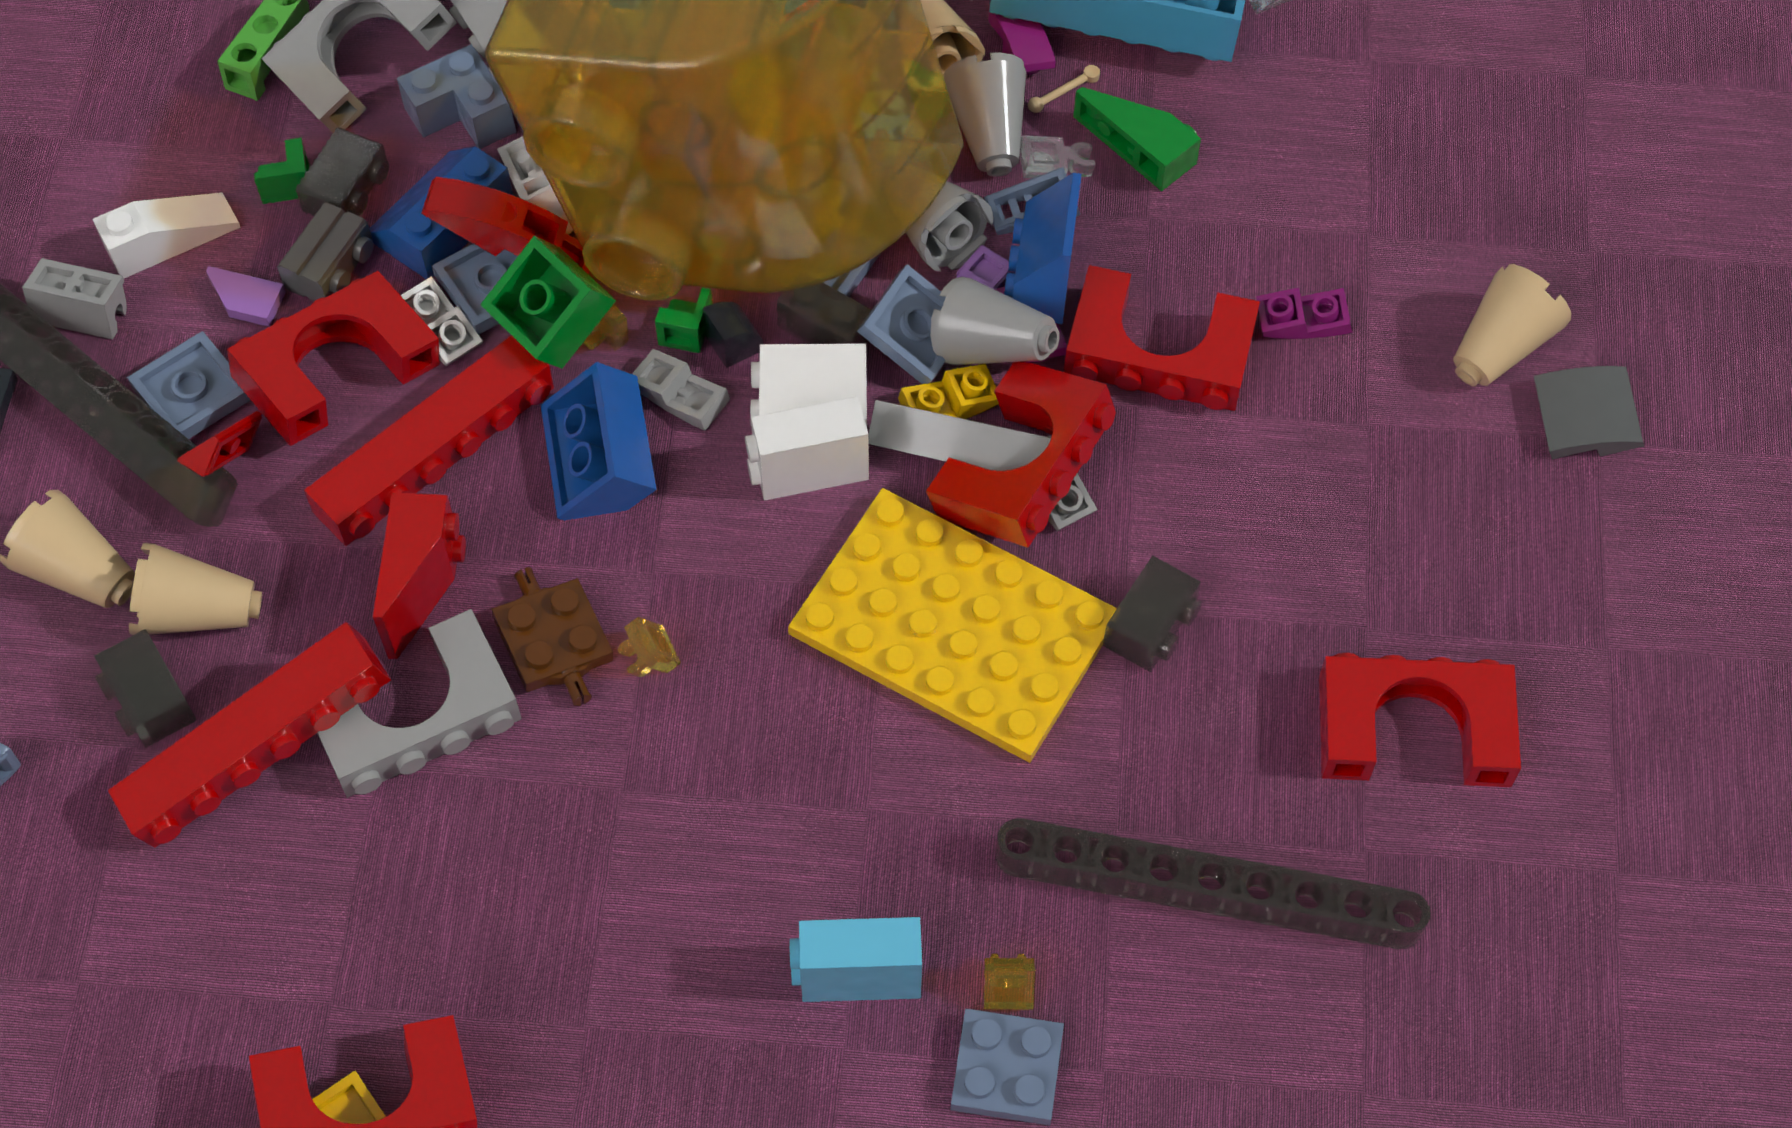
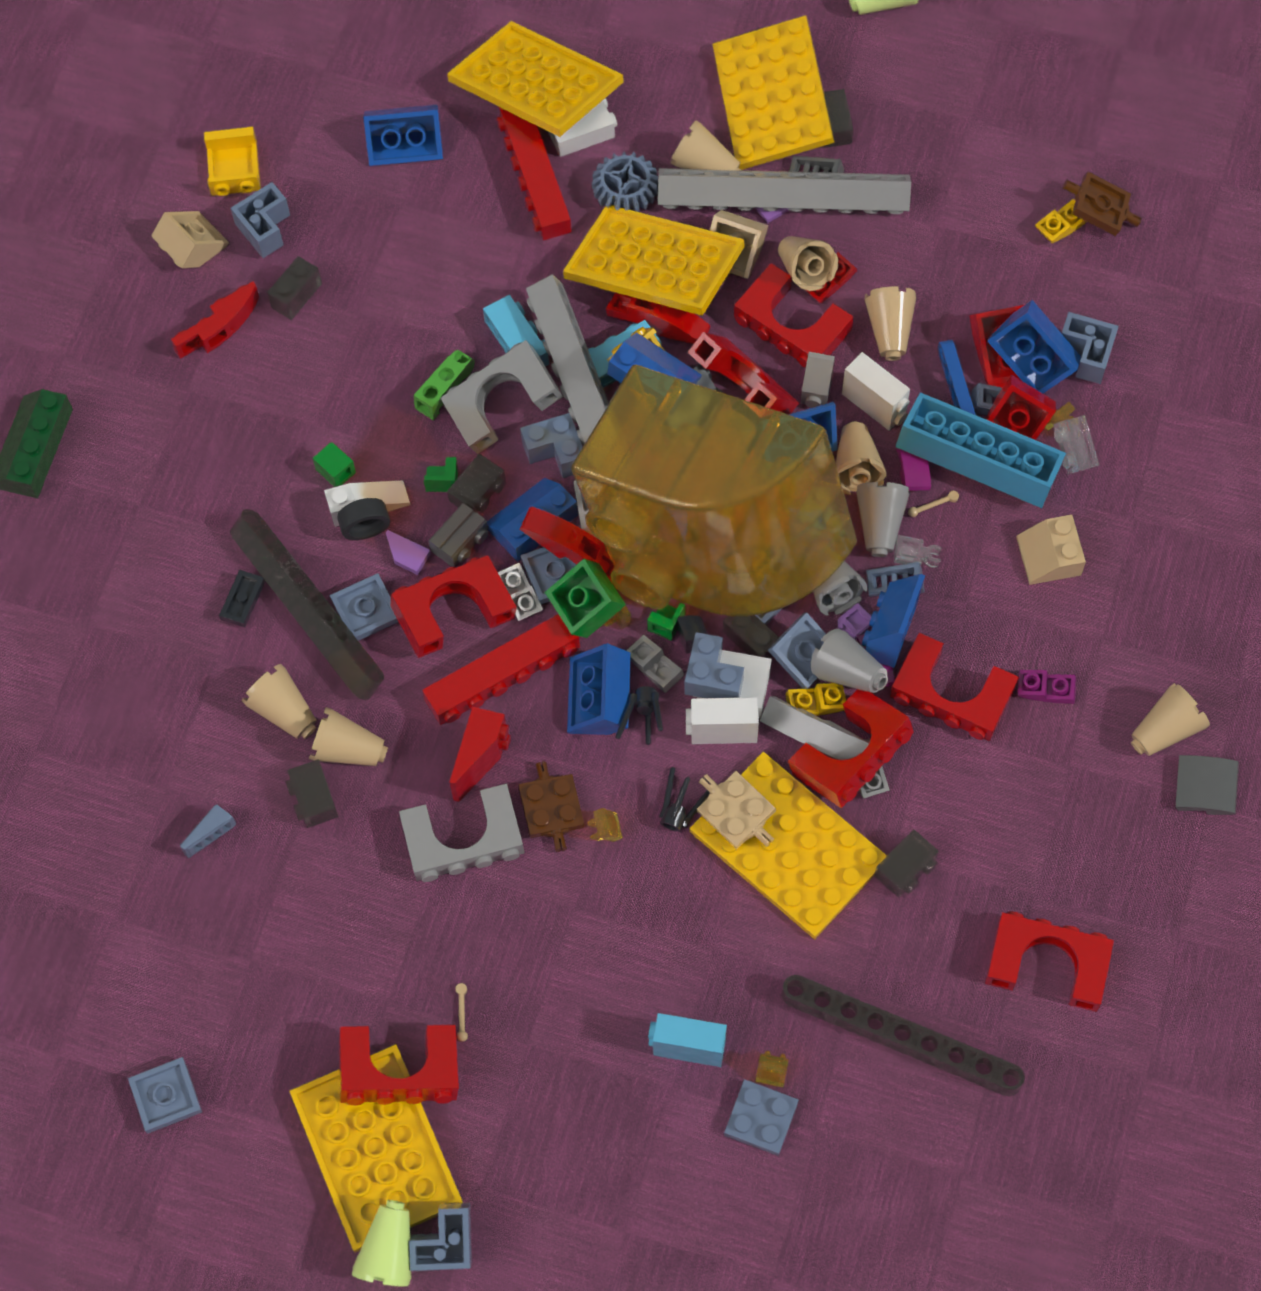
camera: 15 degrees right, 5 degrees up
(76, 297) = (306, 536): light grey hinge -> none
(104, 183) = (334, 465): none -> green panel
(156, 235) = (363, 519): none -> black tyre
(223, 446) = (378, 651): red slope -> none
(249, 736) = (368, 837): red brick -> none
(454, 960) = (461, 990): none -> tan hinge
(676, 444) = (645, 701): none -> black plant
(759, 612) = (674, 816): none -> black plant
(767, 376) = (706, 674): none -> sand blue brick
(859, 580) = (736, 810): none -> tan plate
(1141, 135) = (974, 548): green slope -> none
(1262, 119) = (1051, 550): none -> tan slope

